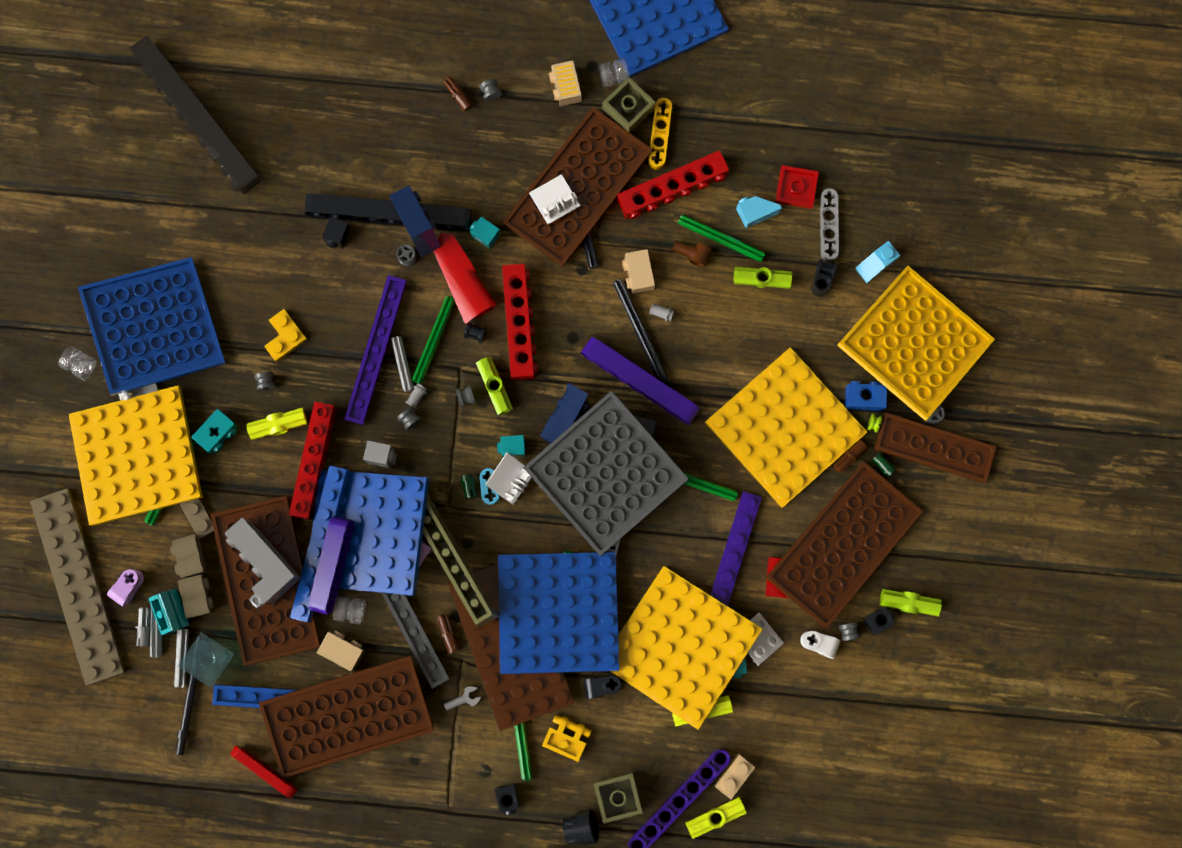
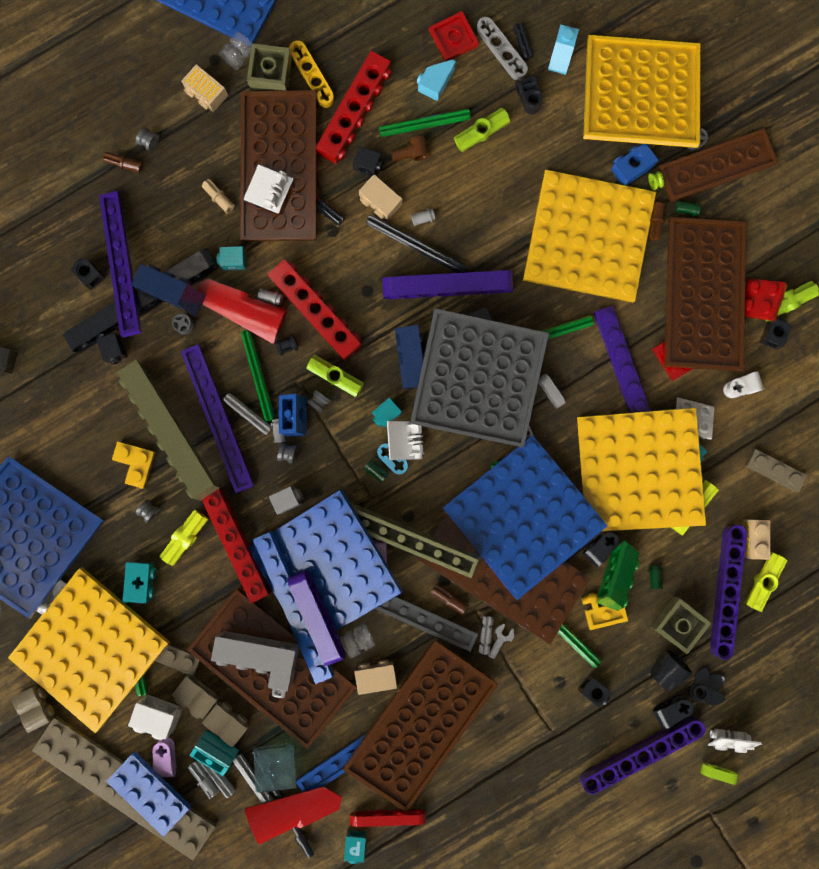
camera: 35 degrees left, 5 degrees up
(57, 468) = (33, 708): none -> dark tan brick
(93, 604) = (149, 793): none -> plate
(145, 547) = (155, 717): none -> white brick
(190, 705) = (292, 811): none -> red panel
(220, 774) = (355, 846): none -> teal brick
(329, 330) = (167, 430): none -> olive brick
(365, 167) = (93, 278): none -> black brick
(393, 172) = (120, 264): none -> dark purple plate
(436, 391) = (292, 415): none -> blue brick
(455, 685) = (486, 634): none -> light grey axle
(489, 282) = (271, 297): none -> light grey pin
(511, 175) = (218, 196): none -> tan axle
(597, 719) = (618, 577): none -> green slope
(628, 744) = (655, 576): none -> dark green pin
(650, 235) = (367, 161): none -> black brick
(658, 530) = (551, 391): none -> light grey beam
(794, 734) = (776, 470): none -> dark tan plate
(849, 631) = (759, 359): dark grey wheel -> none
(851, 231) = (523, 41): none -> black axle
(887, 584) = (763, 298): none -> red plate

